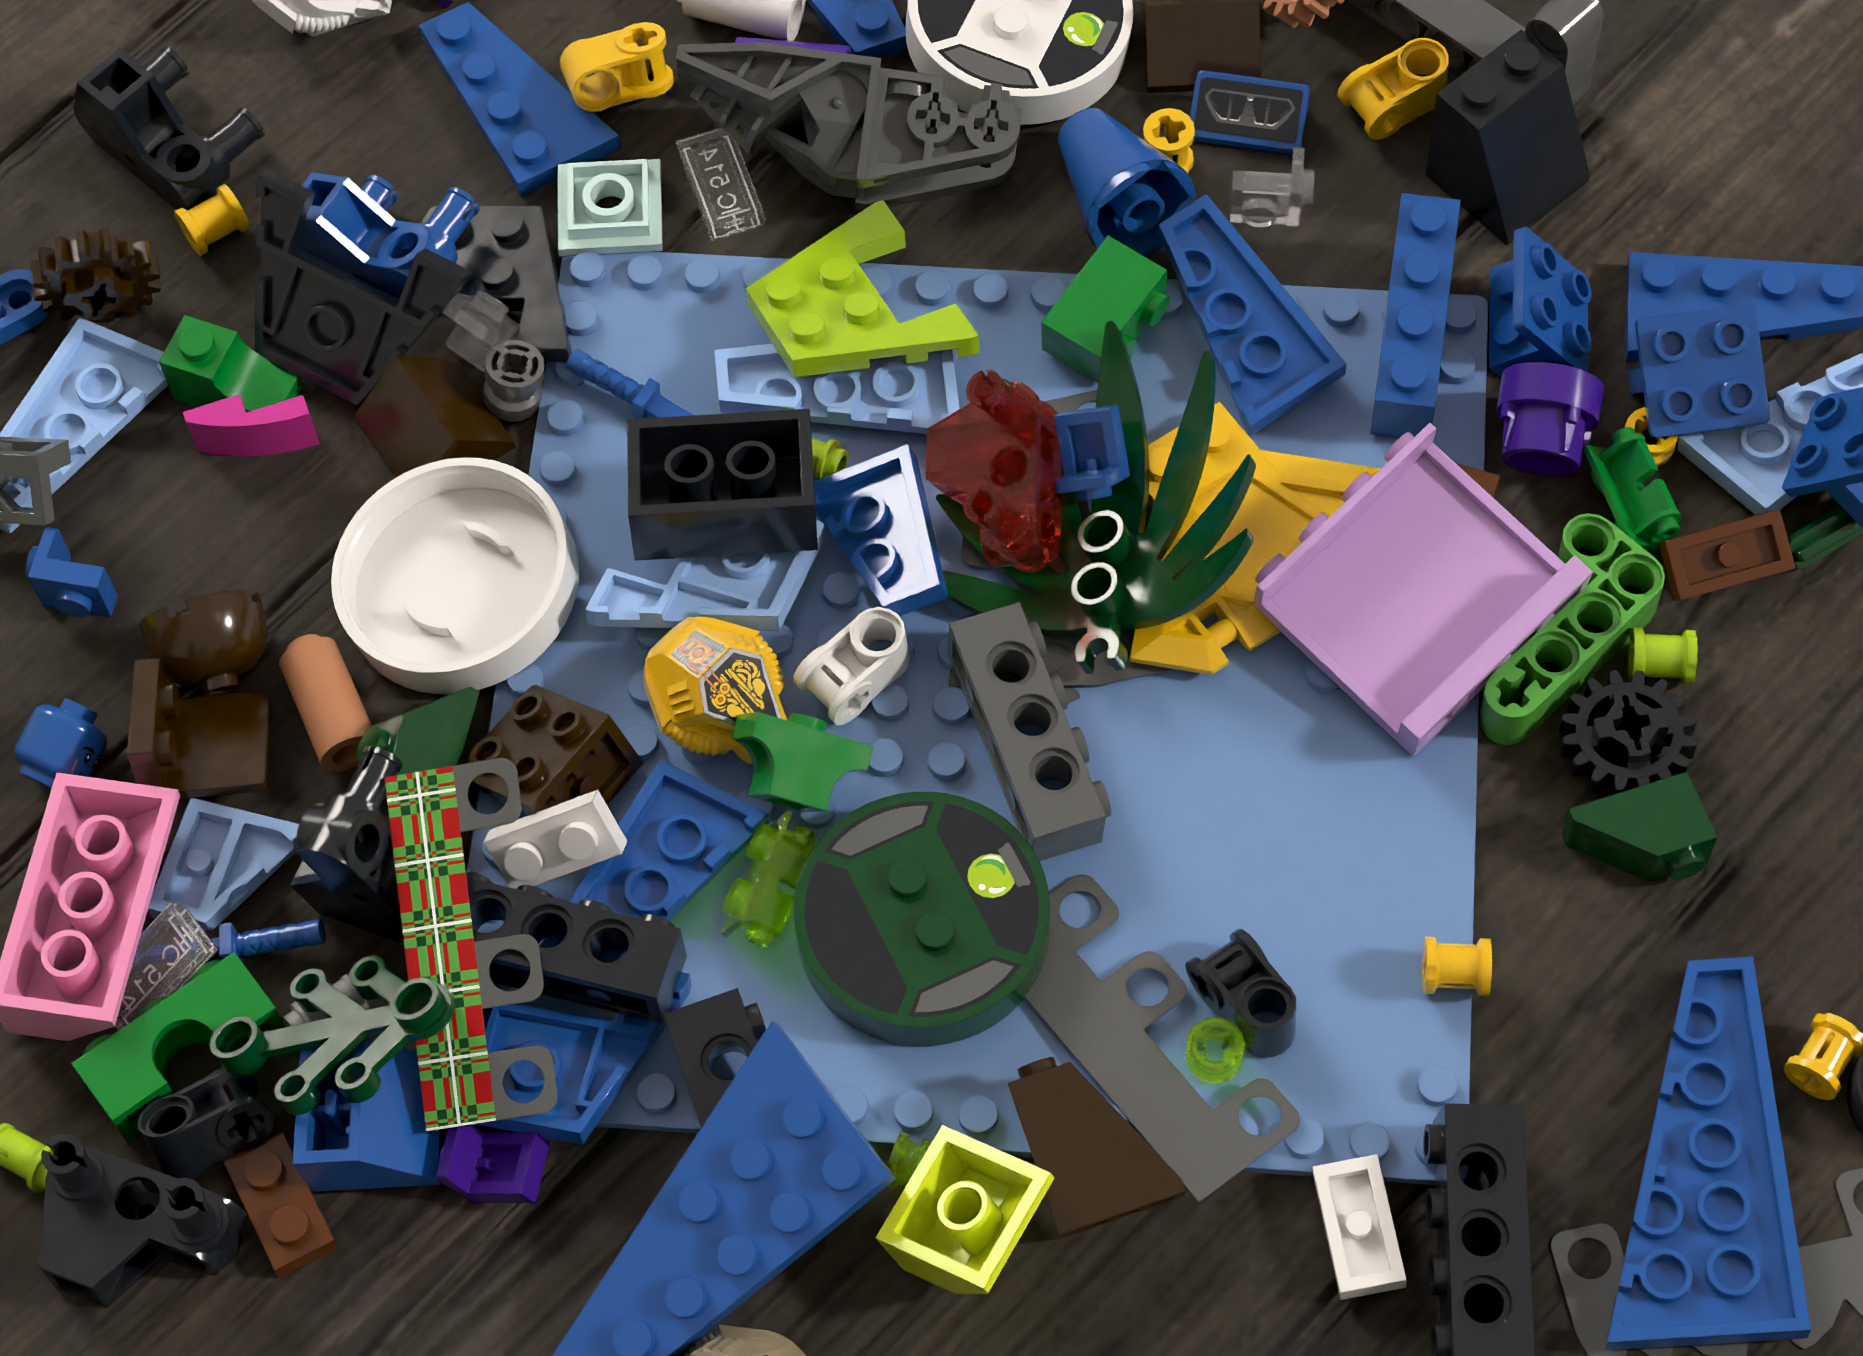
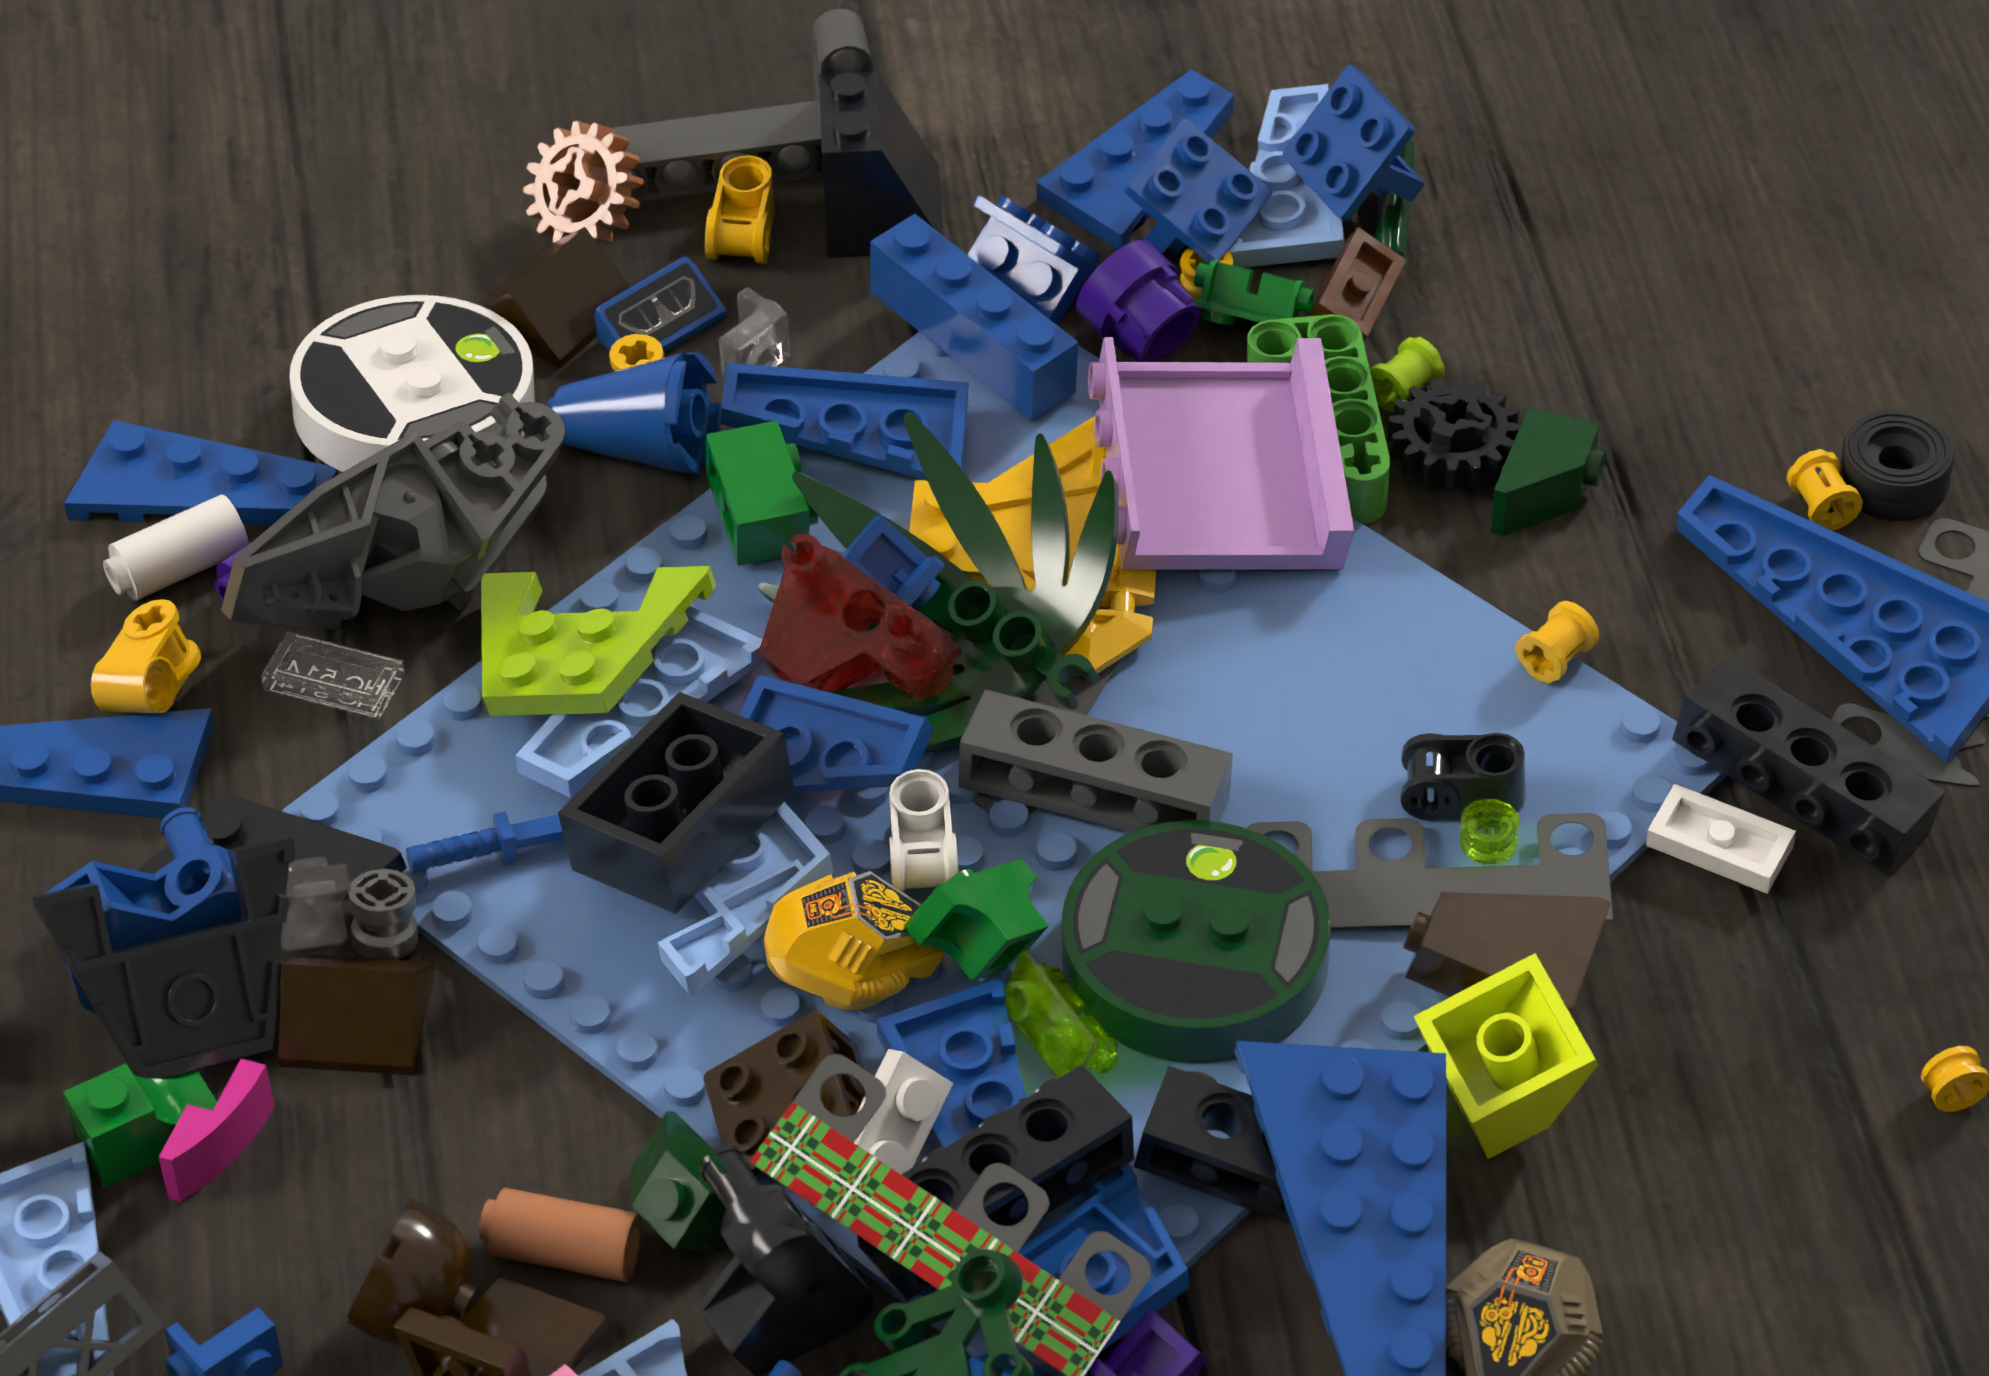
camera: 55 degrees left, 15 degrees down
(455, 575) = (538, 1064): white piece -> none
(626, 228) = (281, 779): light aqua piece -> none

